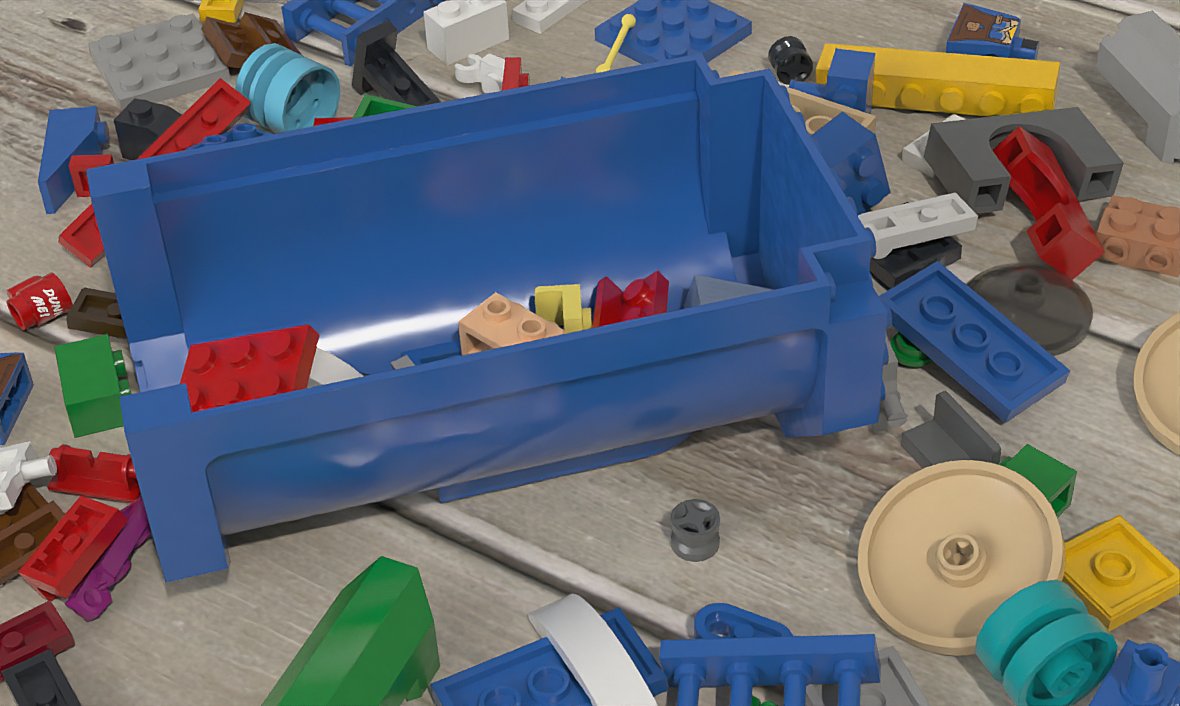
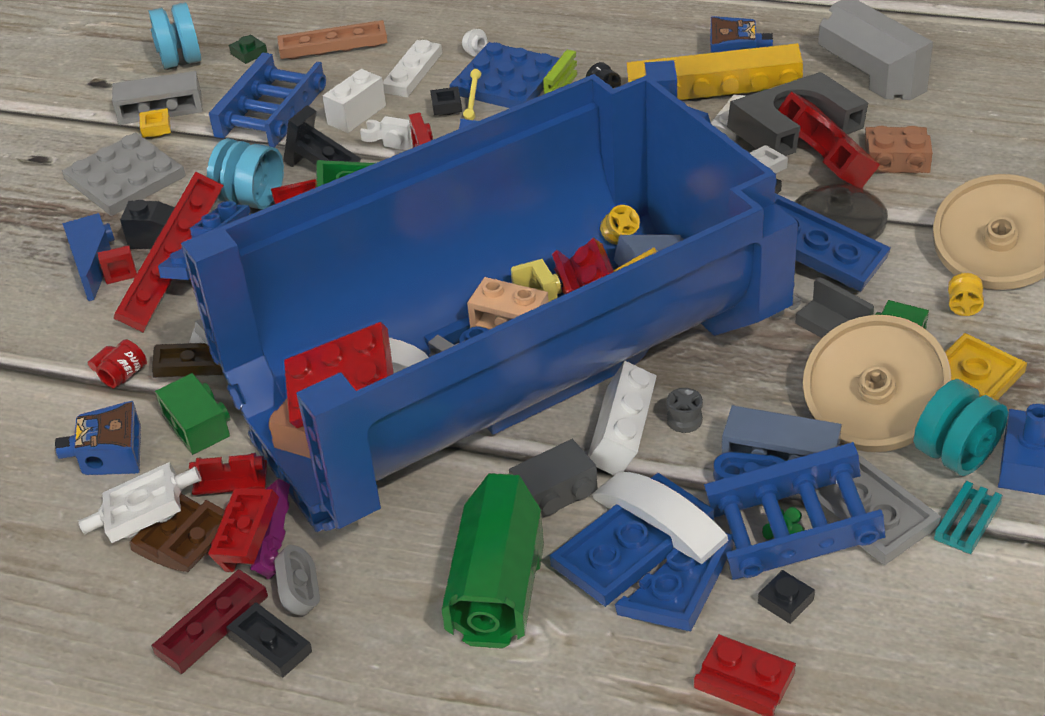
camera: 15 degrees left, 0 degrees up
(112, 643) = (296, 580): none -> light grey plate
(238, 41) = (189, 145): reddish brown slope -> none
(483, 582) = (558, 476): none -> dark grey brick
(580, 48) = (446, 101): none -> black plate
(603, 522) = (622, 418): none -> white brick
(711, 252) = (627, 221): none -> yellow wheel
(738, 44) = (561, 73): none -> lime tile
(798, 596) = (777, 434): none -> sand blue brick
(1146, 460) = (965, 294): none -> yellow wheel

